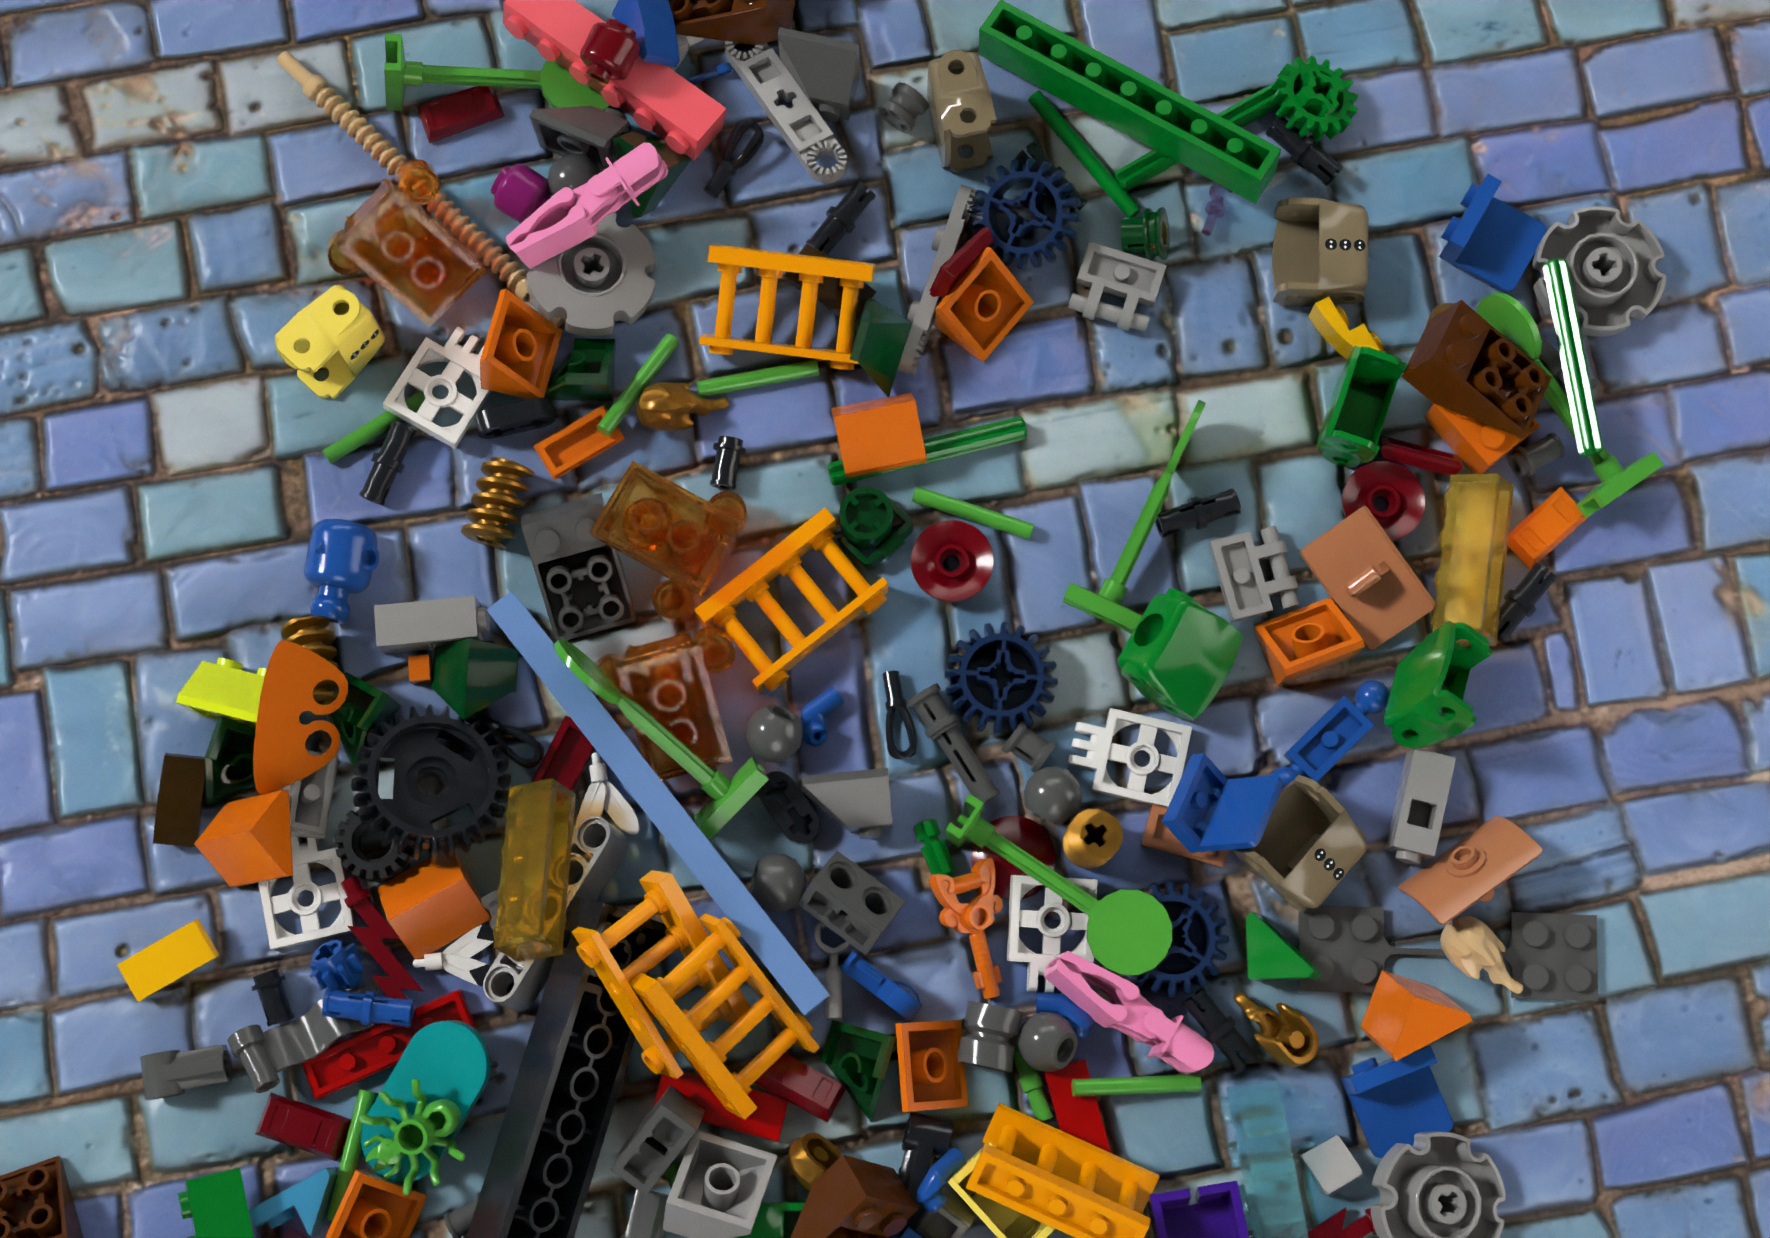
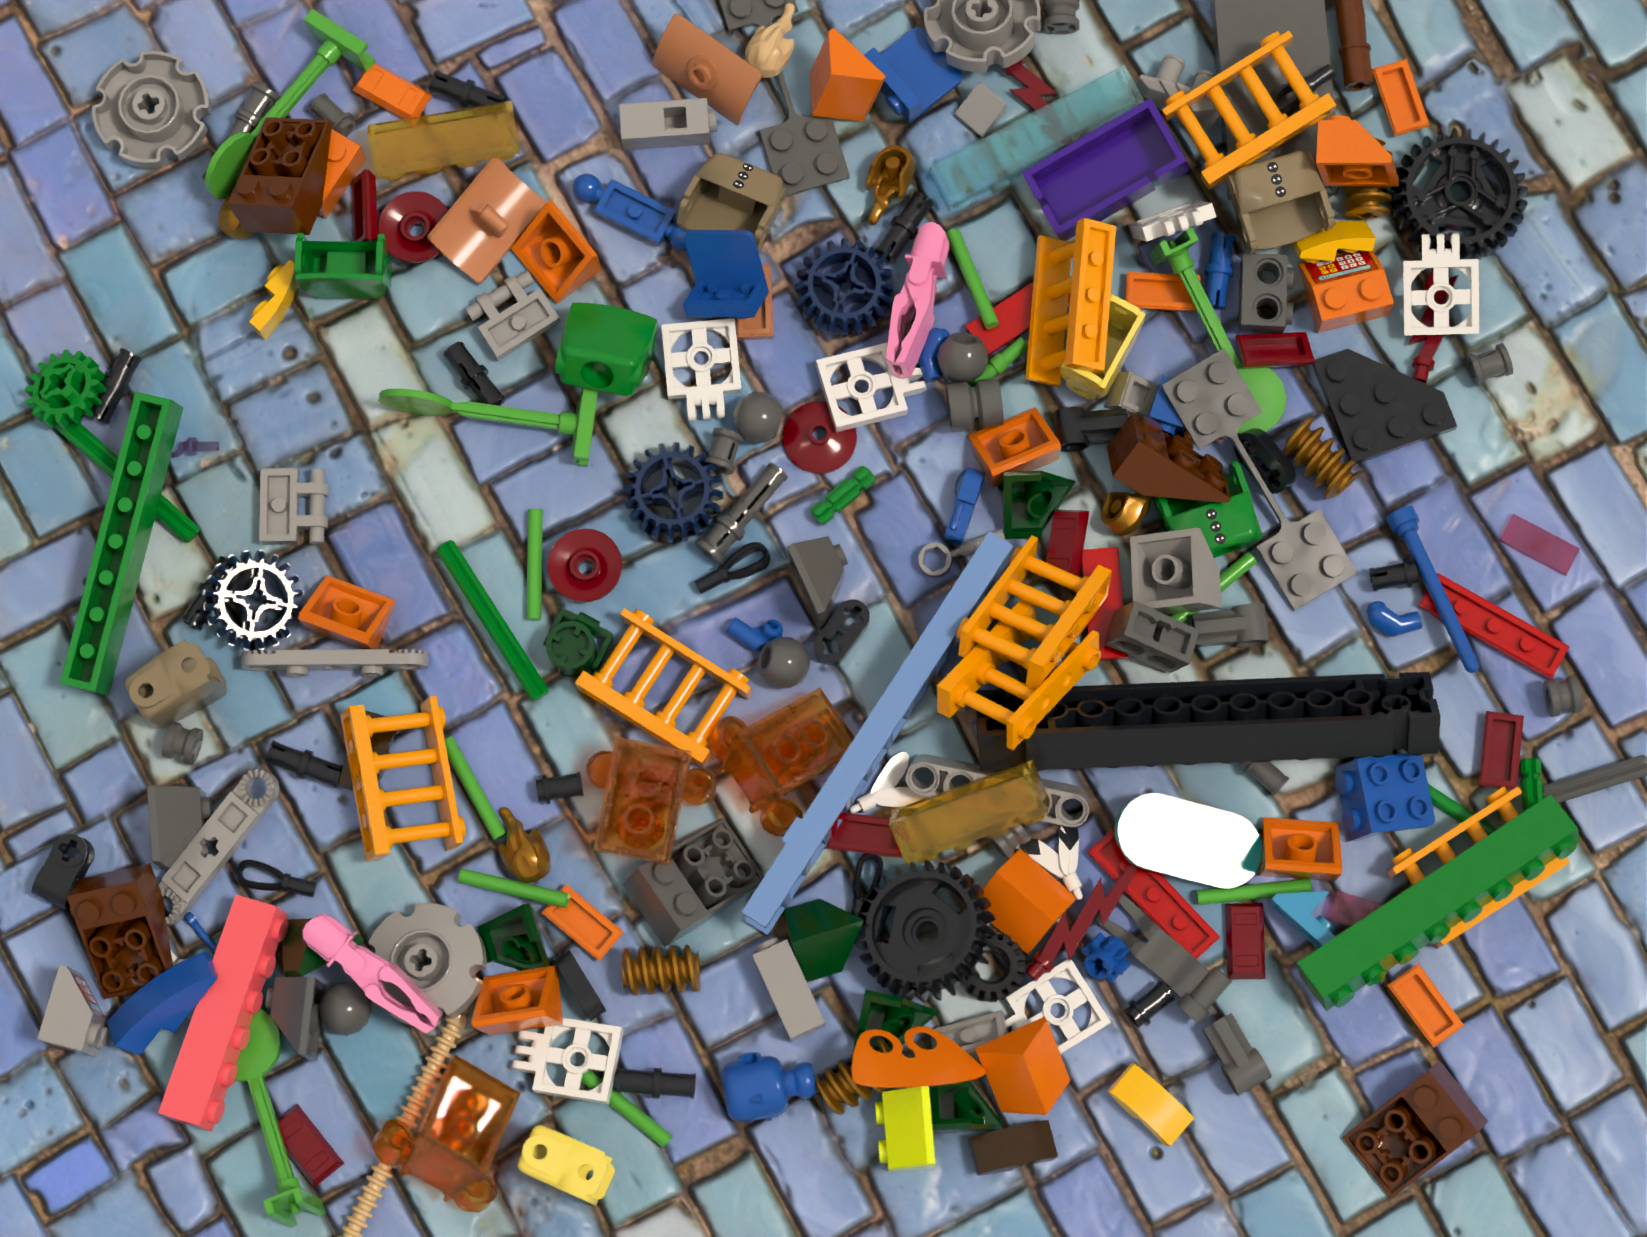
camera: 105 degrees left, 0 degrees up
(368, 1008) = (1131, 913): blue pin -> none
(414, 1135) = (1220, 830): bright green animal -> none
(420, 669) = (829, 987): orange piece -> none
(519, 191) = (370, 1053): magenta head -> none
(610, 51) = (220, 1007): dark red head -> none
(726, 794) = (850, 684): bright green piece -> none
(777, 882) = (907, 616): dark grey piece -> none
(851, 902) = (904, 549): dark grey brick -> none
(879, 435) = (491, 663): orange slope -> none
(880, 343) = (407, 687): dark green slope -> none
(936, 1177) = (1103, 405): blue arm -> none
(960, 262) = (319, 635): dark red tile -> none
(972, 917) = (881, 449): orange piece -> none
(1084, 154) = (175, 574): green bar -> none
(1089, 823) = (786, 370): pearl gold piece -> none
(1125, 929) = (851, 321): bright green piece -> none
(1147, 234) = (237, 494): dark green piece -> none
(1272, 955) = (830, 201): green slope -> none
(1319, 252) = (208, 343): dark tan piece -> none
(1431, 686) = (570, 139): green piece -> none
(1491, 237) = (148, 205): blue bracket -> none
(1573, 357) = (241, 105): axle -> none

